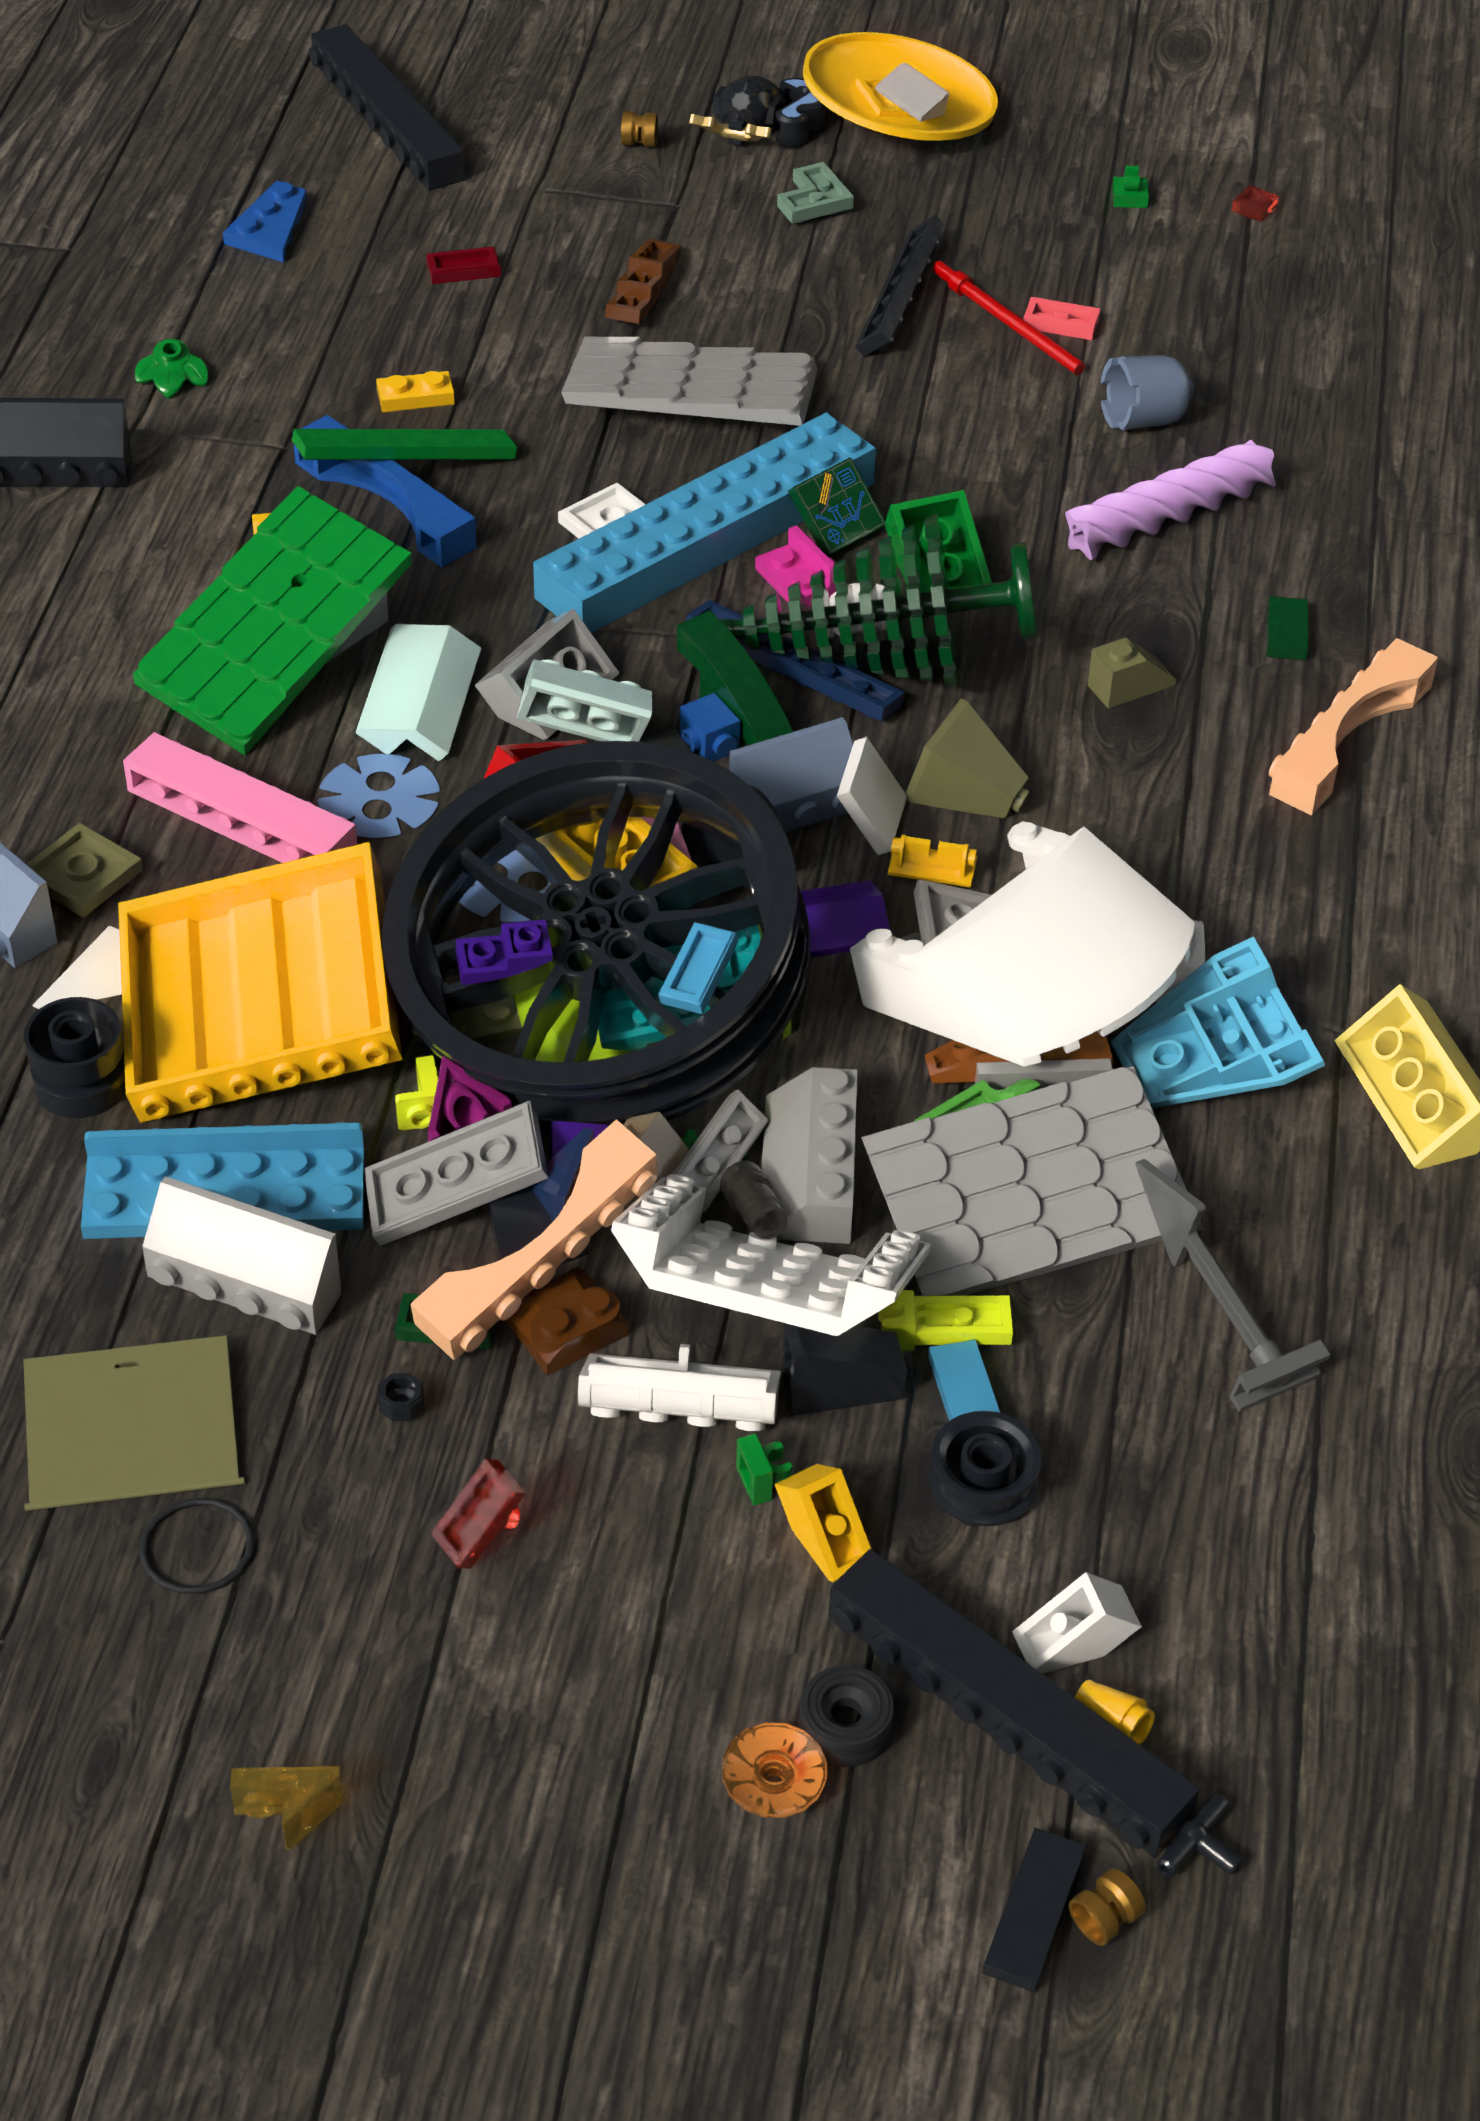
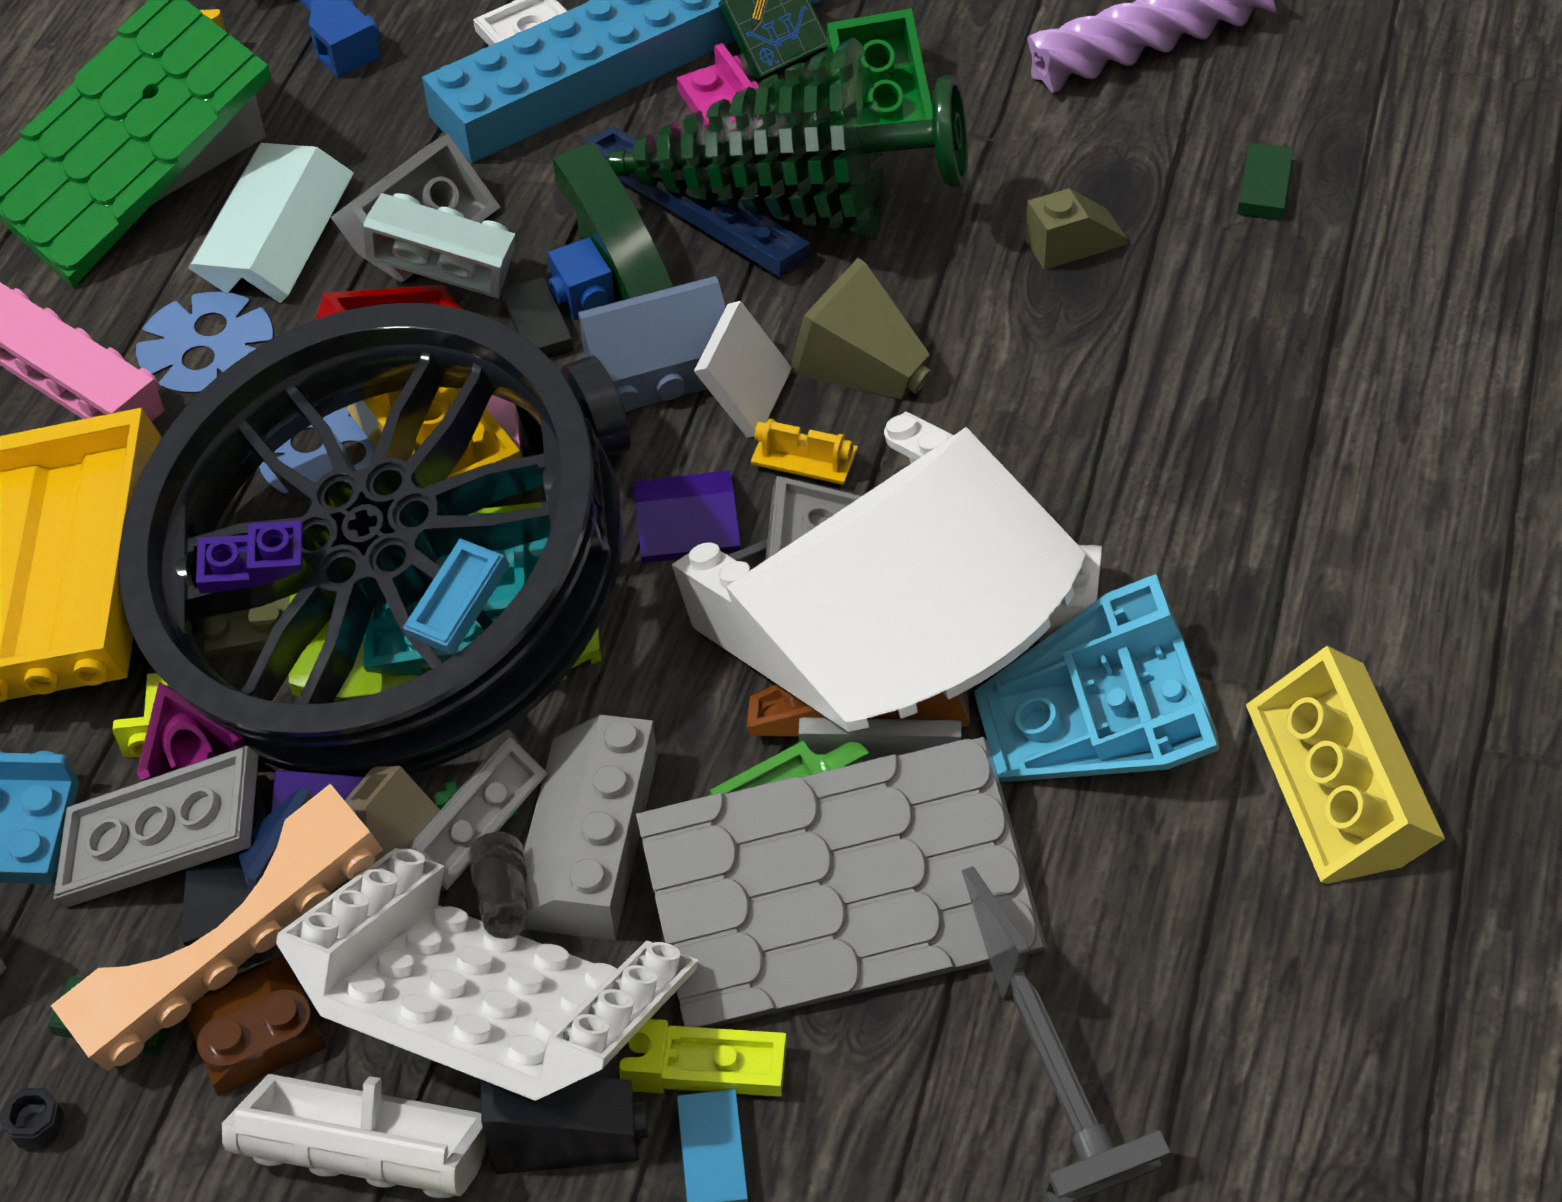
camera: 10 degrees right, 5 degrees up
(1389, 684) = (1378, 252): light nougat arch -> none

